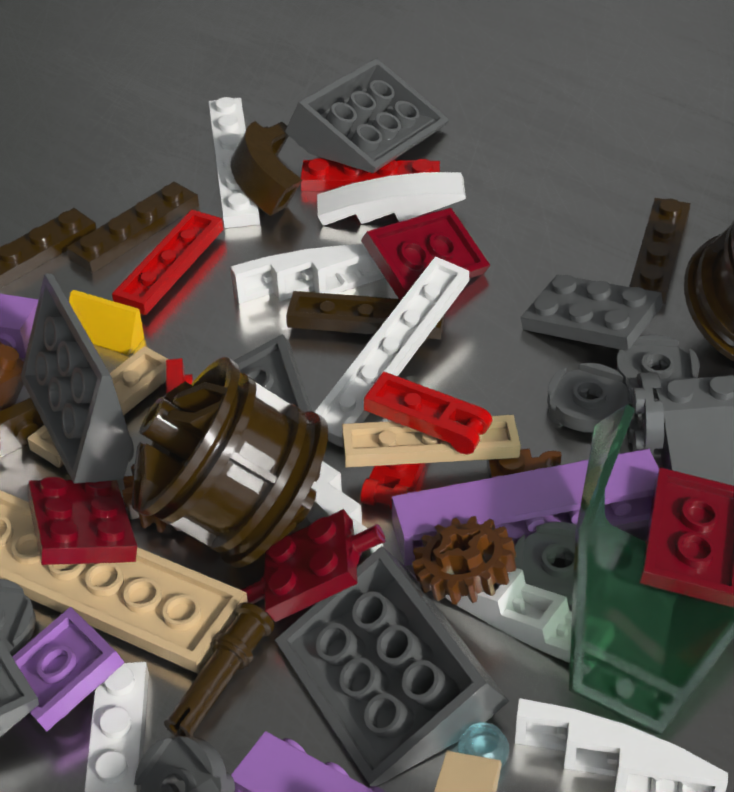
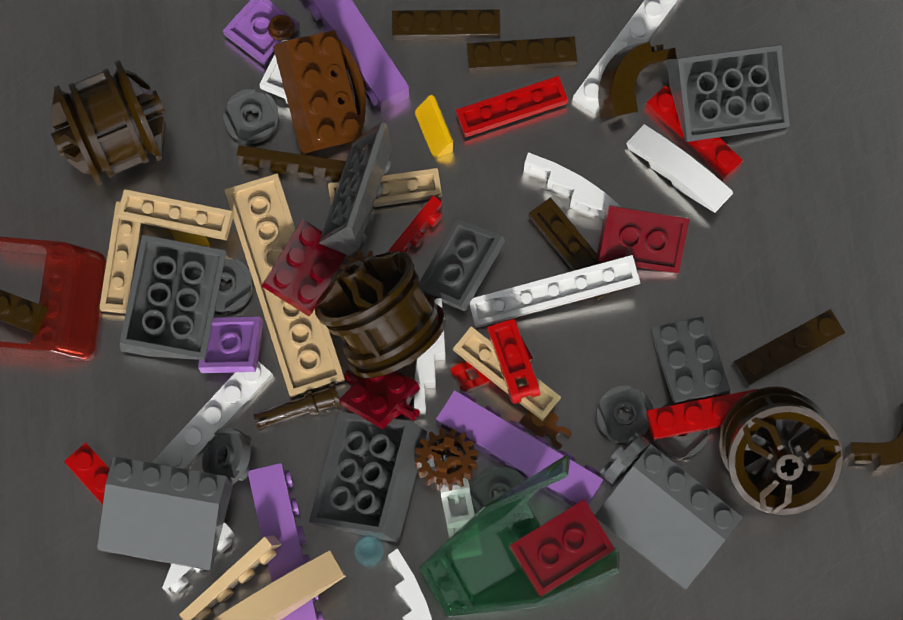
camera: 40 degrees right, 30 degrees up
(657, 338) = (691, 416): none -> red plate

